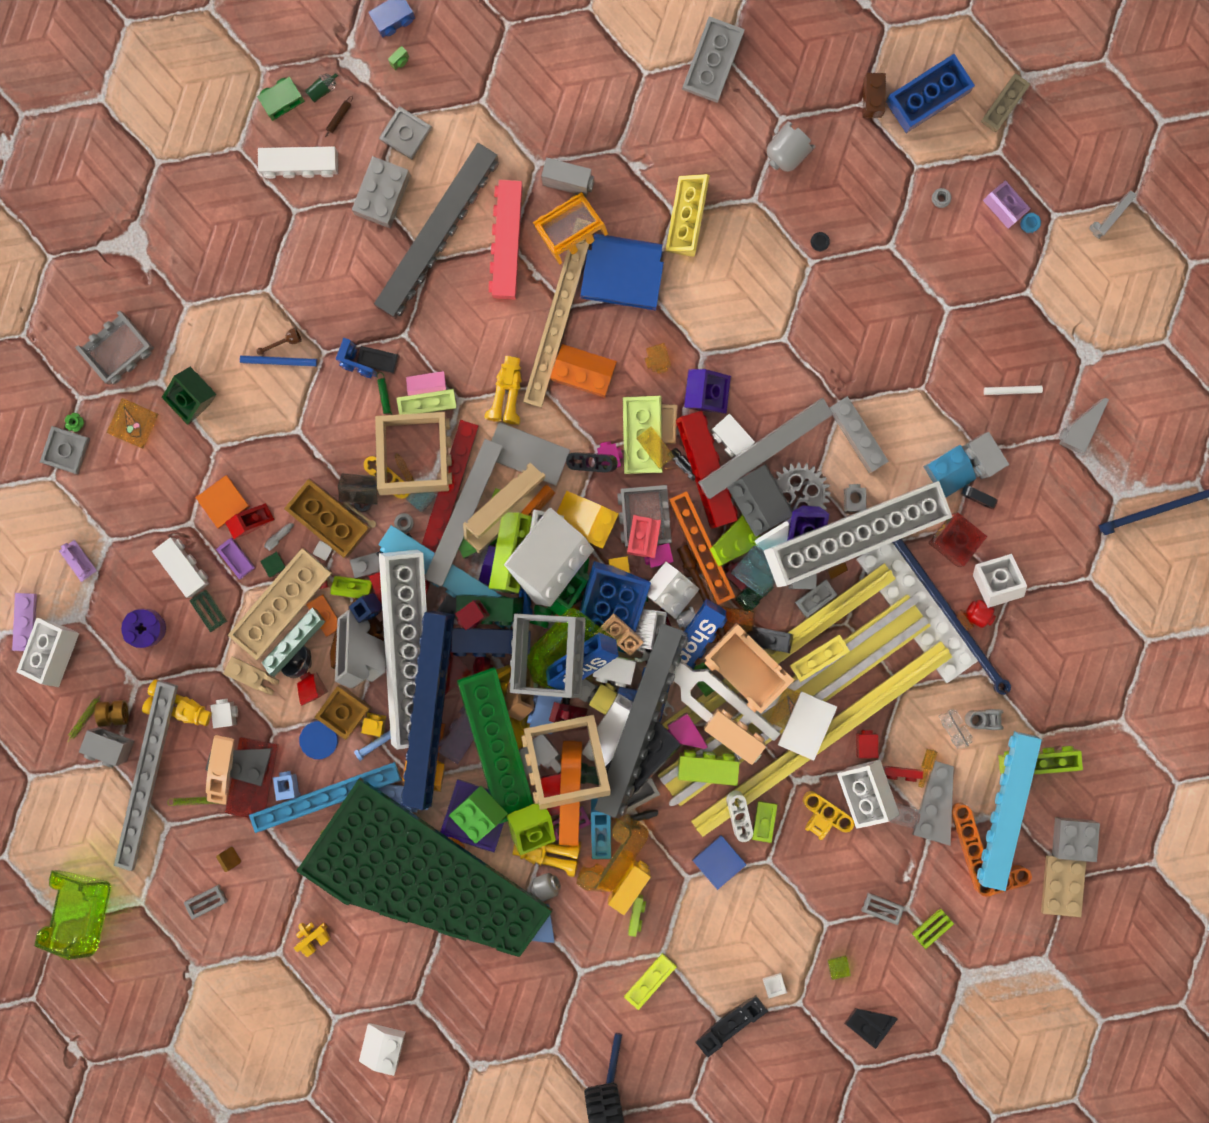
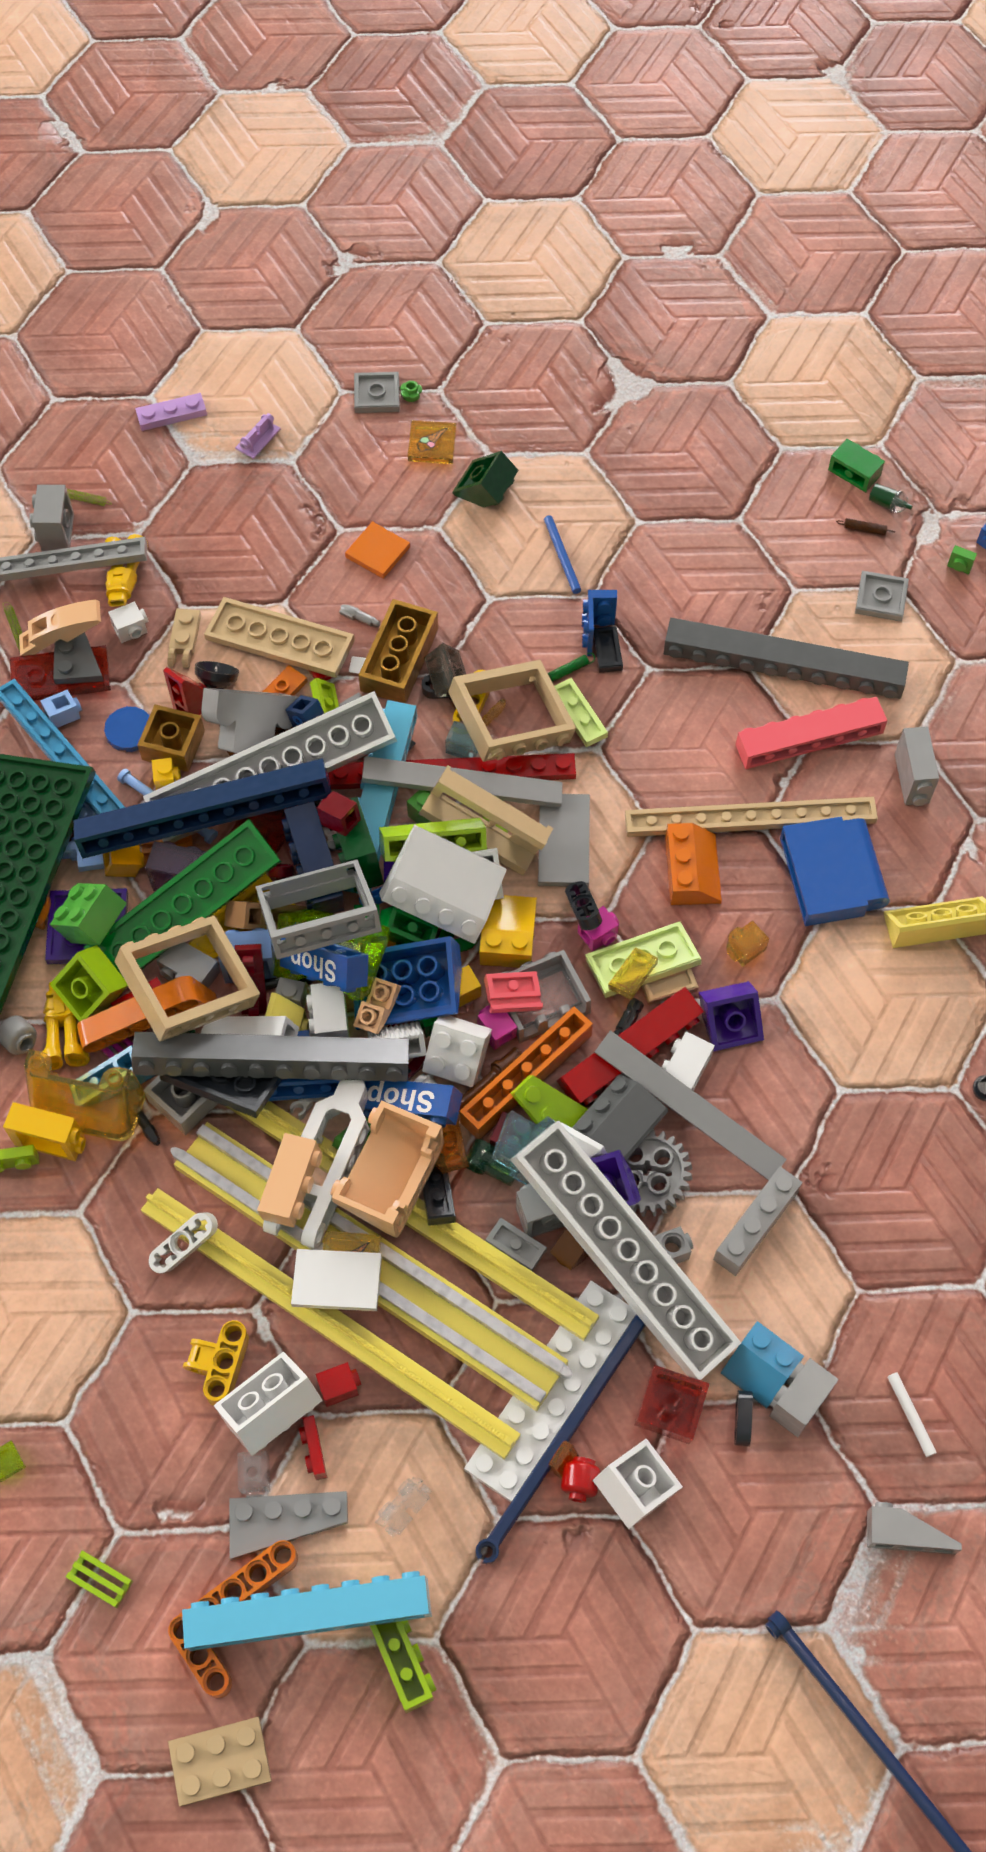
camera: 75 degrees right, 25 degrees down
(47, 652) = (143, 438): white slope -> none
(110, 713) = (93, 515): pearl gold wheel -> none
(115, 349) = (507, 402): window -> none
(135, 635) = (202, 515): dark purple brick -> none
(181, 567) = (286, 531): white brick -> none
(217, 623) = (249, 576): clear green tile -> none
(235, 558) = (317, 582): medium lavender tile -> none
(249, 520) = (366, 578): red slope -> none
(273, 564) = (325, 617): dark green tile -> none
(292, 337) = (595, 557): reddish brown hinge -> none
(293, 642) = (244, 664): sand green plate -> none
(298, 161) = (795, 502): white brick -> none
(371, 523) = (424, 671): tan hinge -> none
(381, 192) = (802, 589): light grey brick -> none
(397, 522) = (425, 728): light grey plate -> none
(426, 383) = (601, 704): bright pink tile -> none
(509, 380) = (643, 787): yellow piece -> none
(539, 500) = (517, 870): orange tile -> none
(569, 225) = (862, 785): window -> none
(686, 732) = (272, 1124): dark pink slope -> none
(708, 767) = (236, 1166): lime brick -> none
(719, 862) = (112, 1244): blue tile -> none
(764, 821) = (185, 1283): lime plate -> none
(819, 658) = (435, 1265): light yellow plate -> none
(867, 903) = (106, 1520): light grey tile -> none
(927, 765) = (337, 1483): clear yellow axle -> none
(988, 719) = (431, 1544): light grey piece -> none
(1075, 839) = (296, 1749): light grey brick -> none

